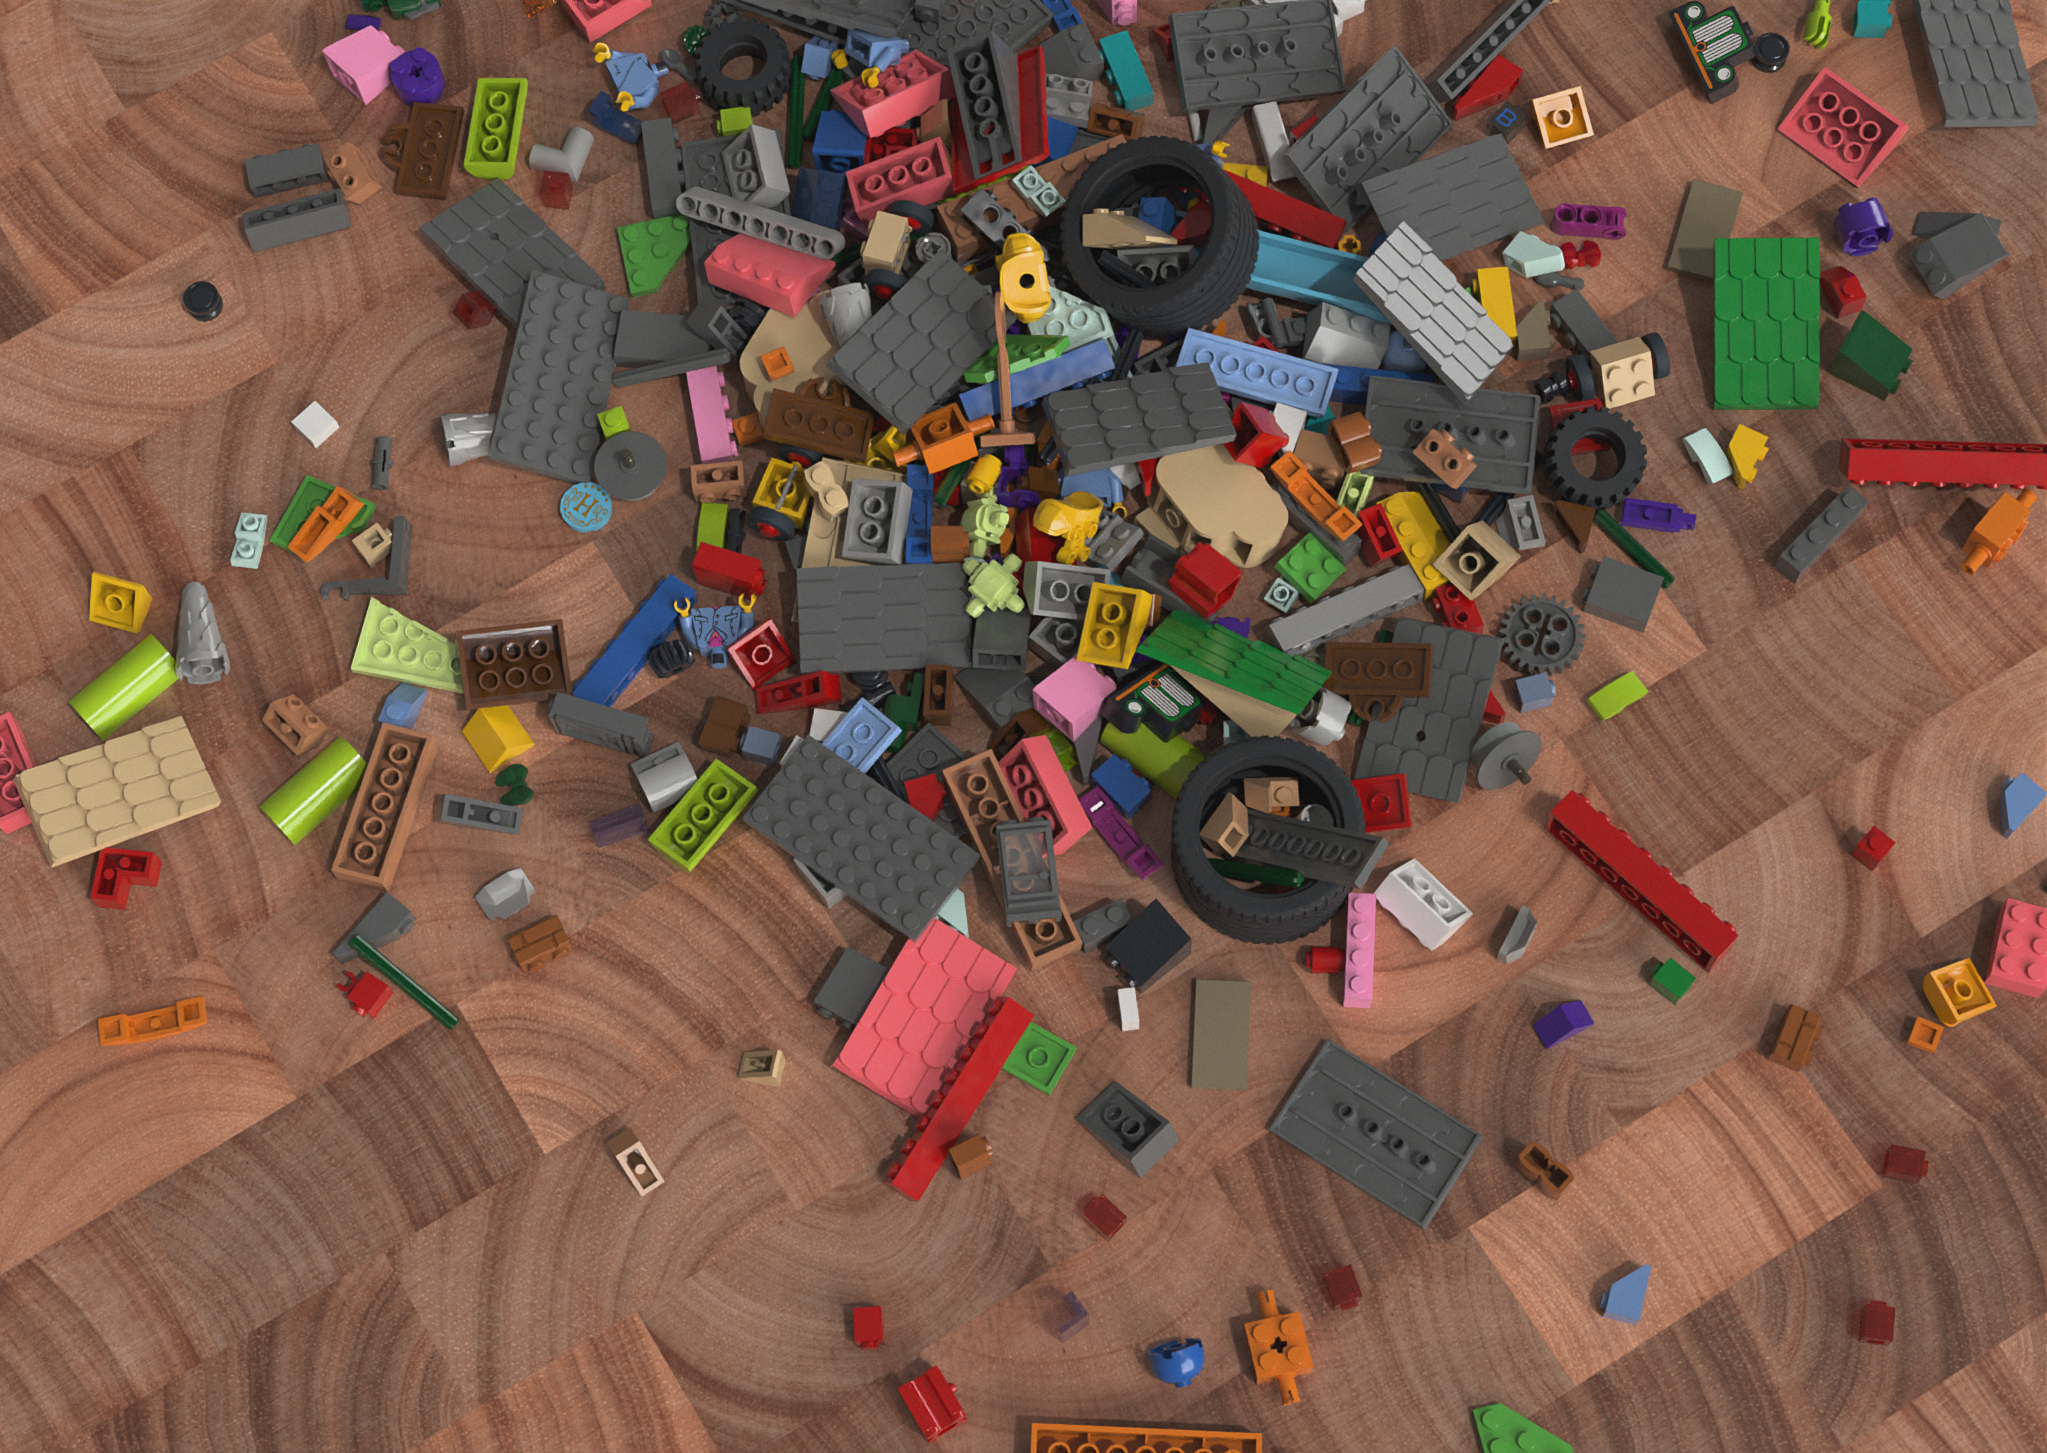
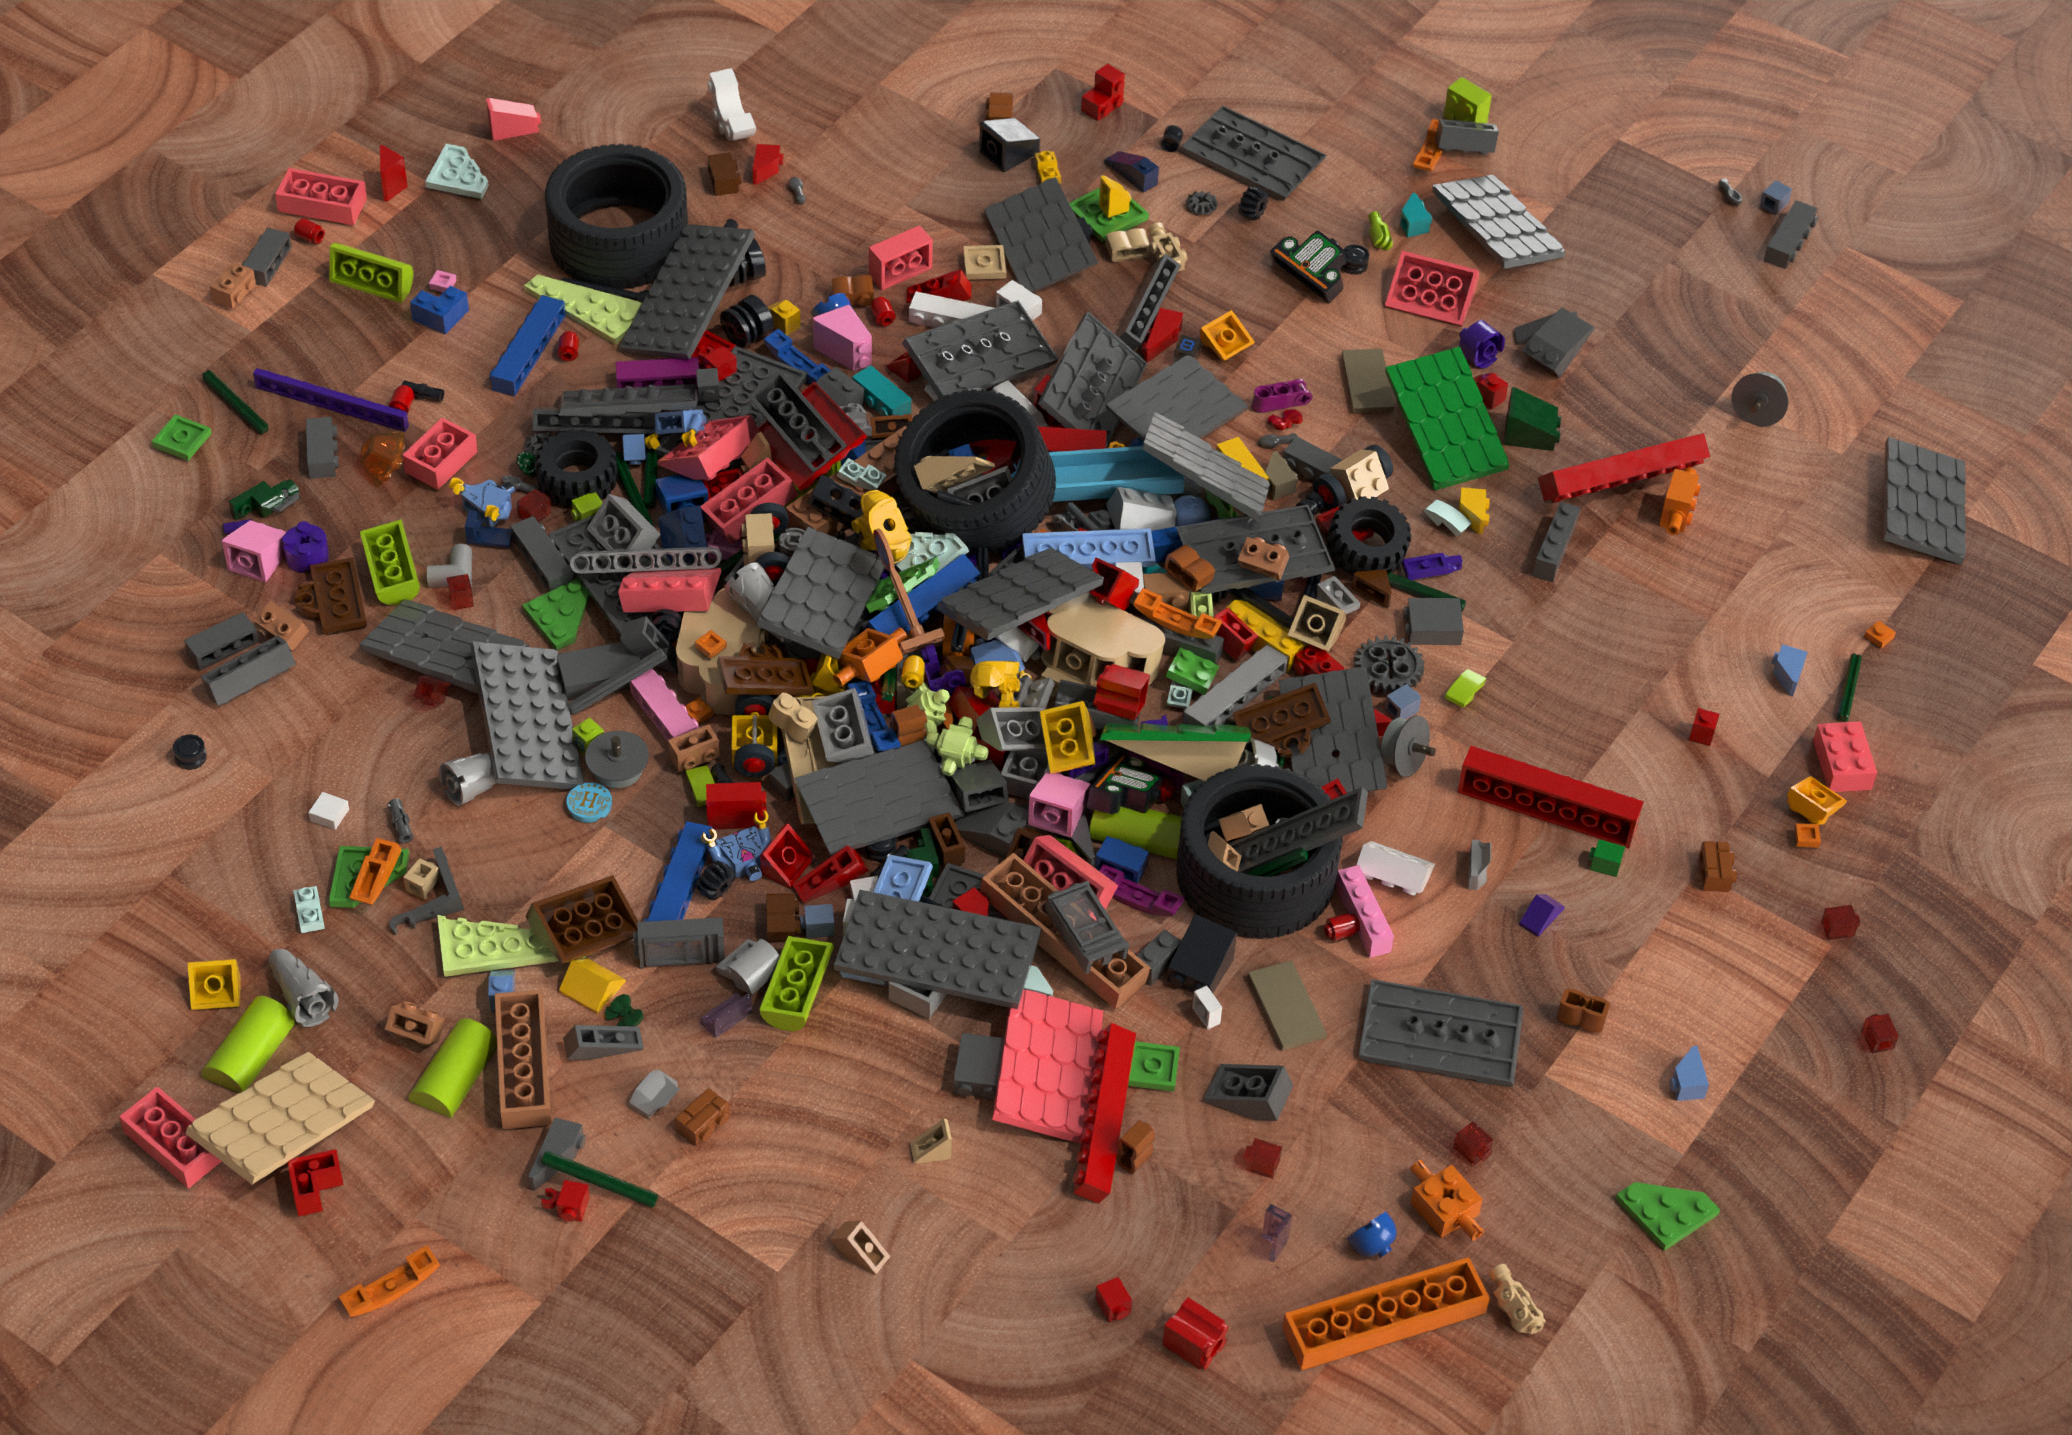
camera: 30 degrees left, 20 degrees down
(1532, 257) = (1253, 426): light aqua slope -> none

